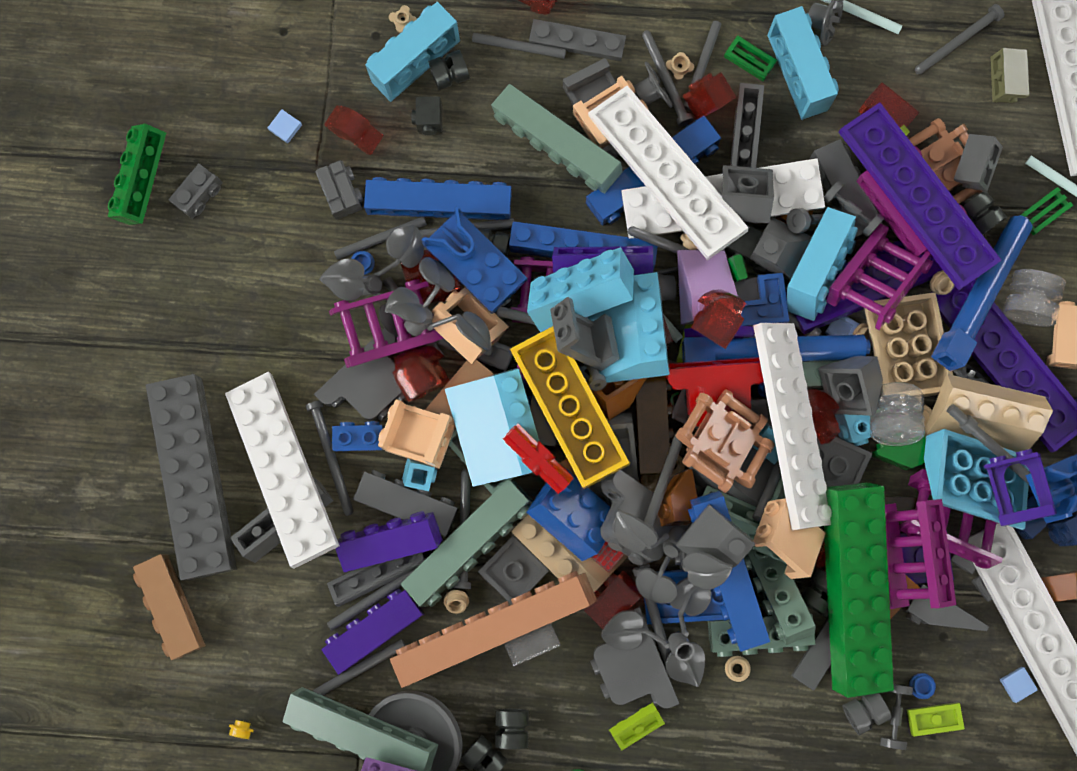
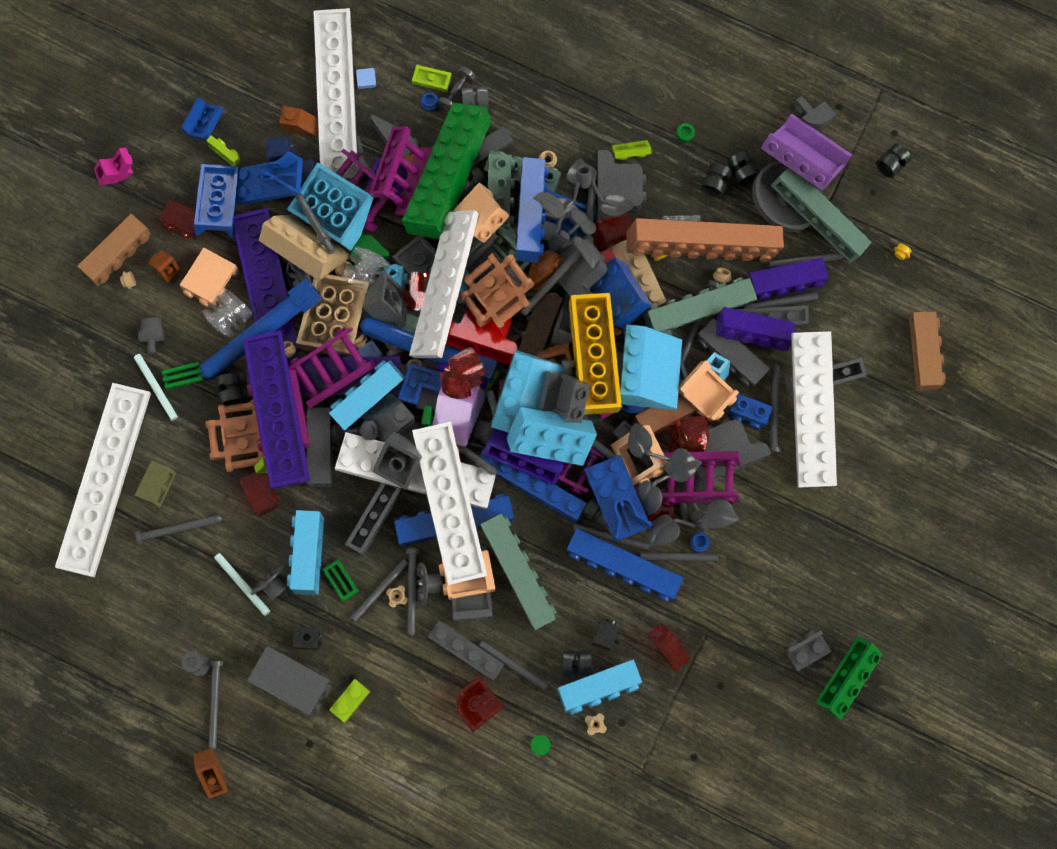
camera: 165 degrees left, 5 degrees down
(191, 477) = (881, 434): dark grey brick -> none
(284, 126) = (720, 675): light blue tile -> none
(339, 189) = (696, 603): dark grey brick -> none
(513, 570) = (676, 279): dark grey plate -> none
(537, 458) = (631, 328): red piece -> none
(708, 94) = (389, 555): clear red brick -> none
(716, 536) = (533, 223): dark grey slope -> none
(852, 208) = (317, 407): dark grey wheel -> none
(978, 162) = (218, 421): dark grey hinge -> none
(1033, 462) = (325, 167): dark purple panel -> none

